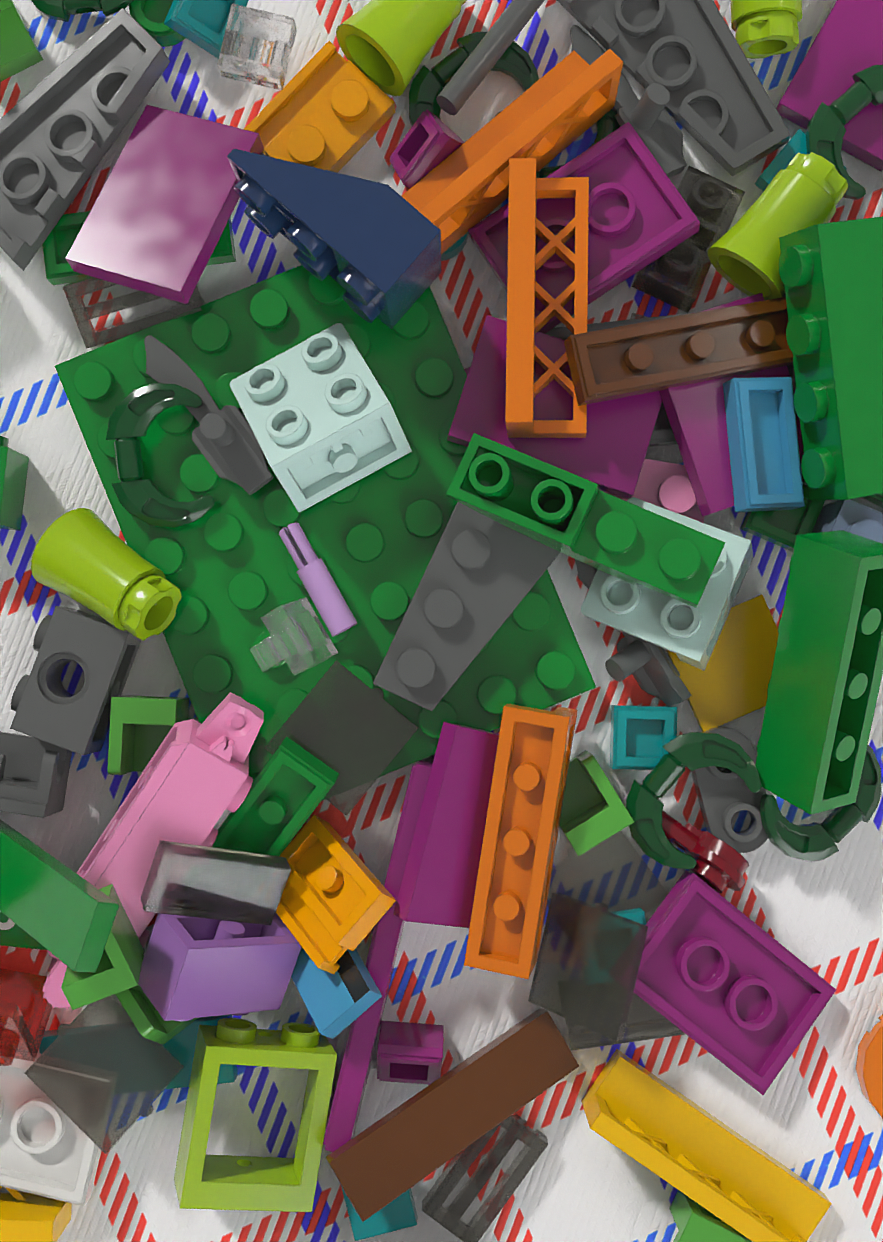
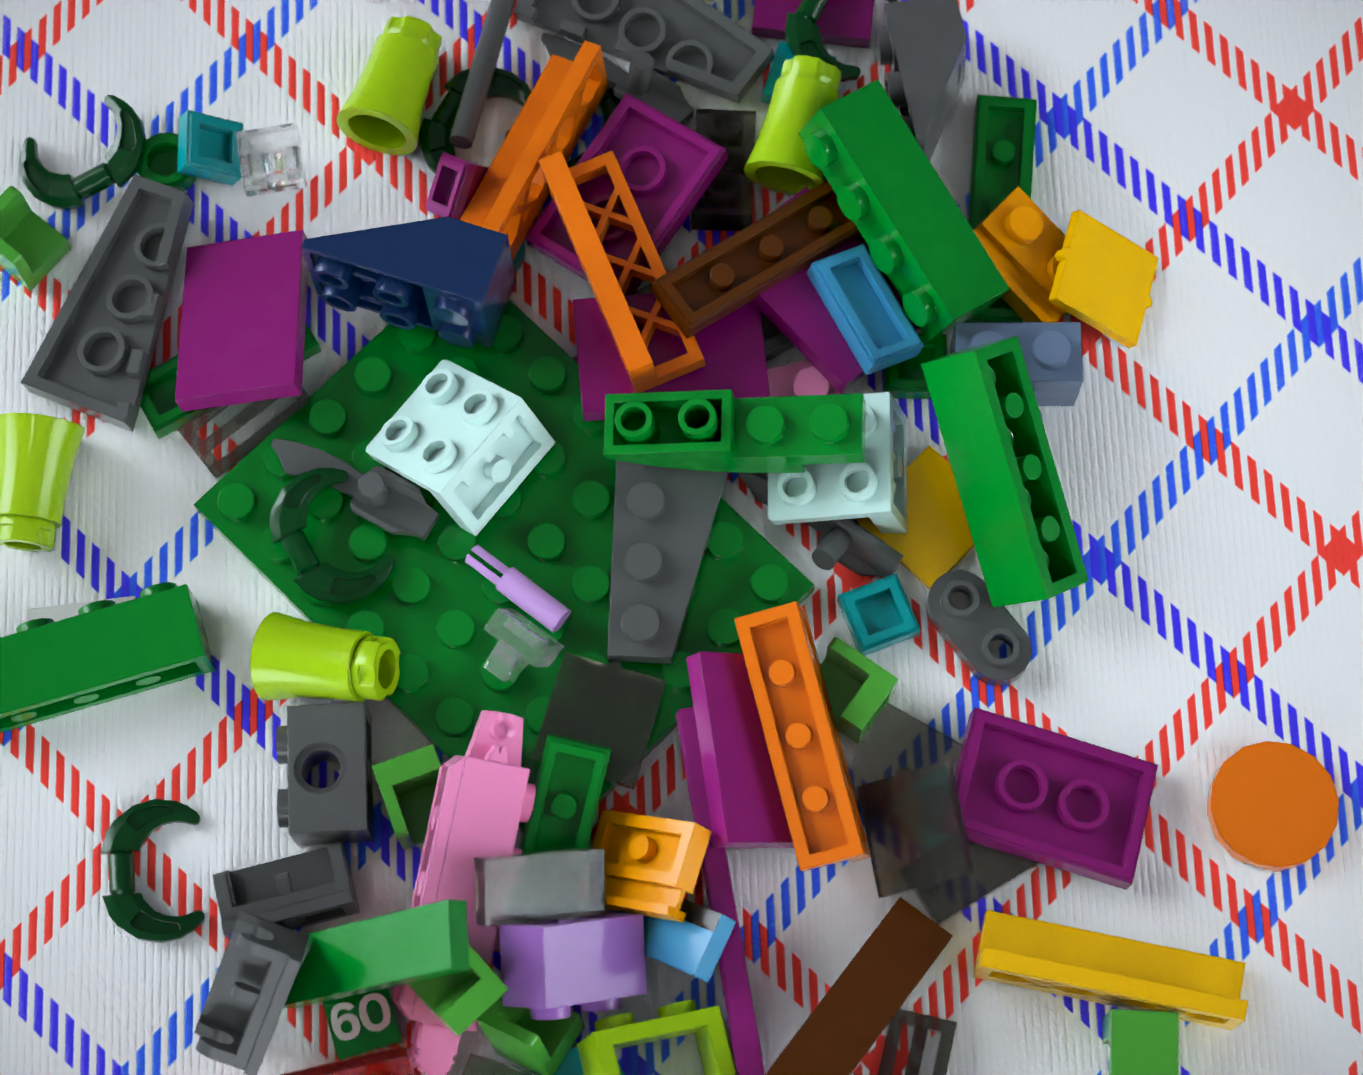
camera: 25 degrees left, 15 degrees down
(323, 113) = (350, 188): light orange plate -> none
(409, 1052) = (788, 997): magenta slope -> none
(690, 751) = (922, 602): dark green piece -> none
(716, 861) = (983, 688): dark red plate -> none
(817, 840) = (1077, 637): dark green piece -> none

